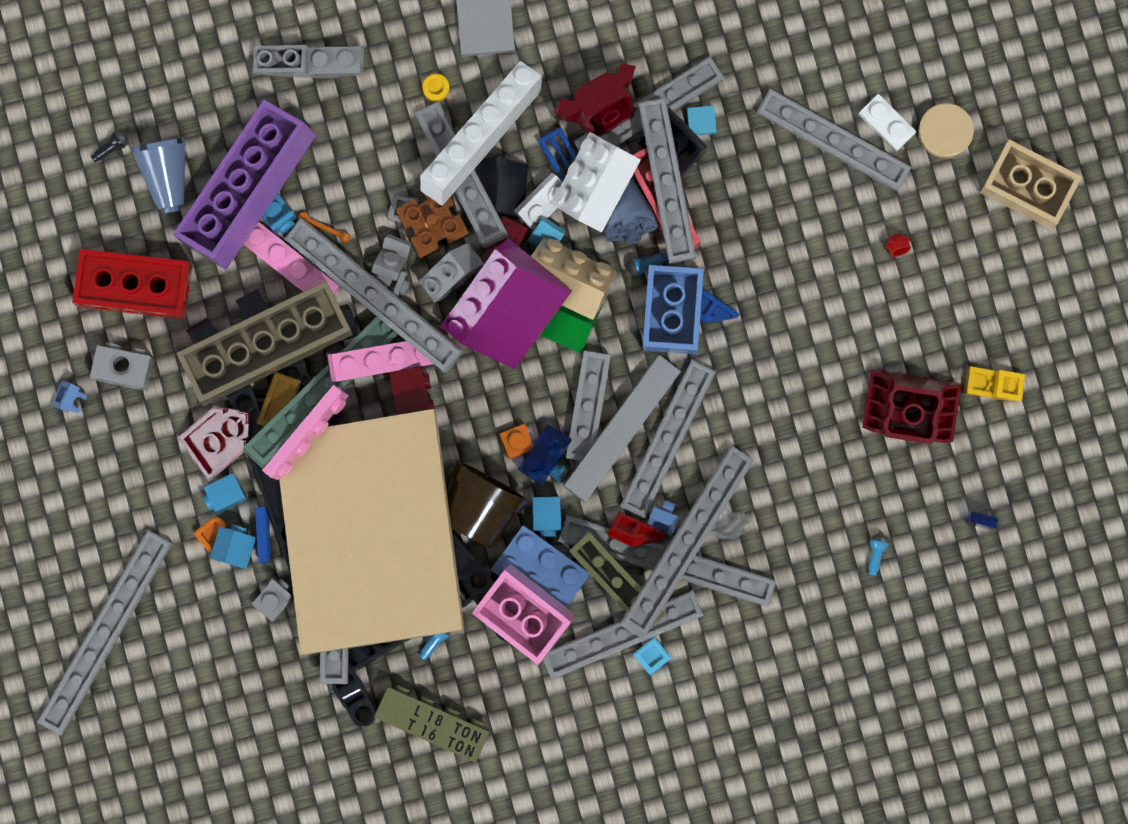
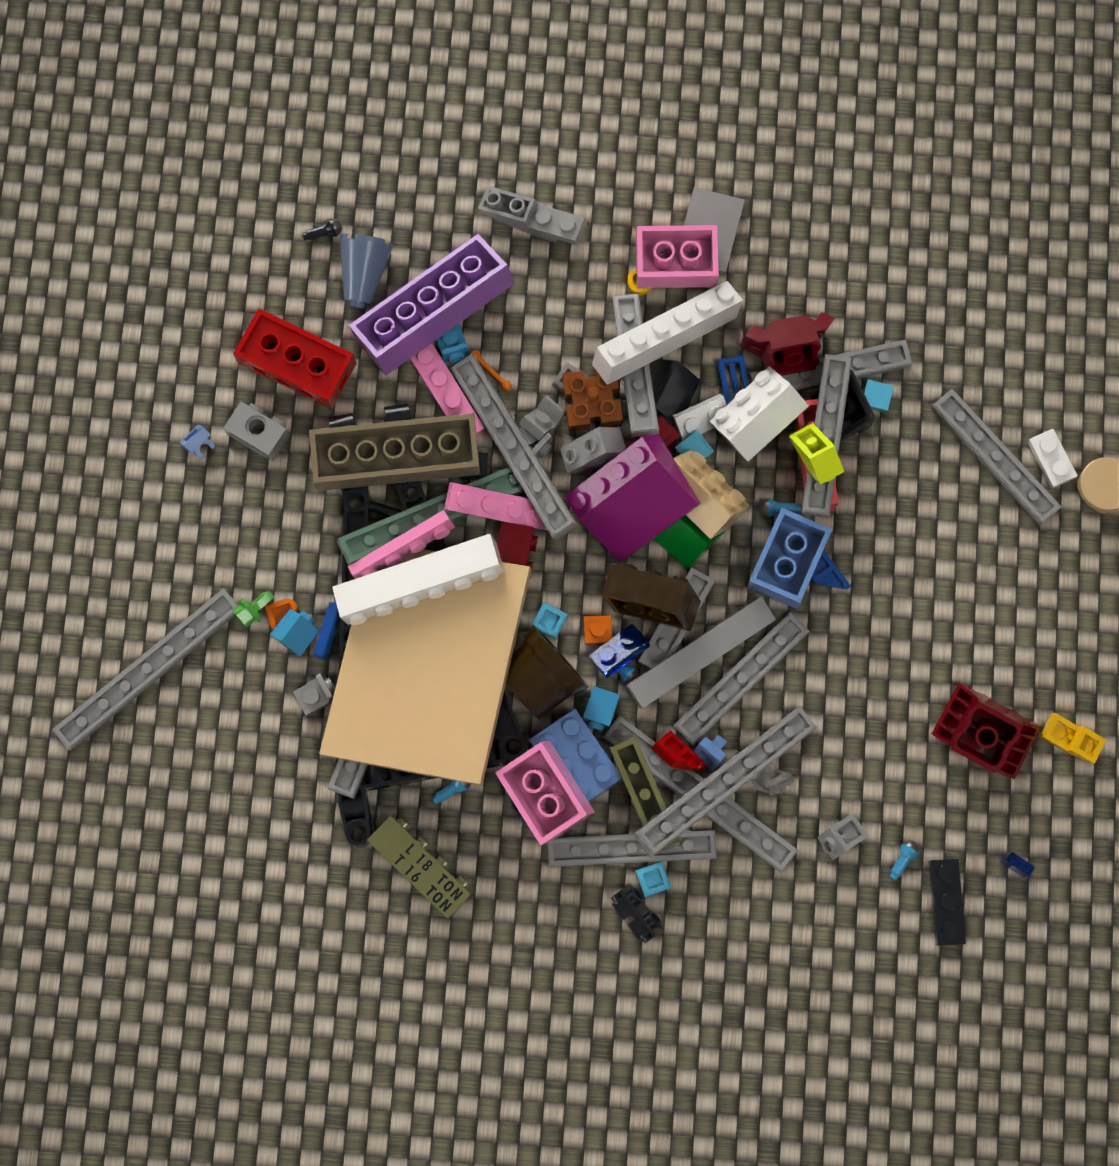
camera: 20 degrees right, 5 degrees down
(181, 544) = (248, 612): none -> bright green piece
(217, 439) = (318, 526): tile -> none
(224, 494) = (306, 580): dark azure brick -> none
(280, 393) = (392, 503): pearl gold tile -> none
(333, 458) = (418, 579): none -> white brick
(463, 54) = (677, 256): none -> bright pink brick
(468, 449) = (550, 620): none -> medium azure tile
(556, 393) = (651, 596): none -> dark brown brick
(630, 217) = (778, 460): sand blue cone -> none
(660, 698) = (631, 902): none -> black hinge
(664, 203) = (817, 453): none -> neon yellow slope
(812, 553) = (842, 836): none -> light grey bracket
(898, 245) = (1024, 574): red plate -> none
(929, 578) = (947, 902): none -> black plate

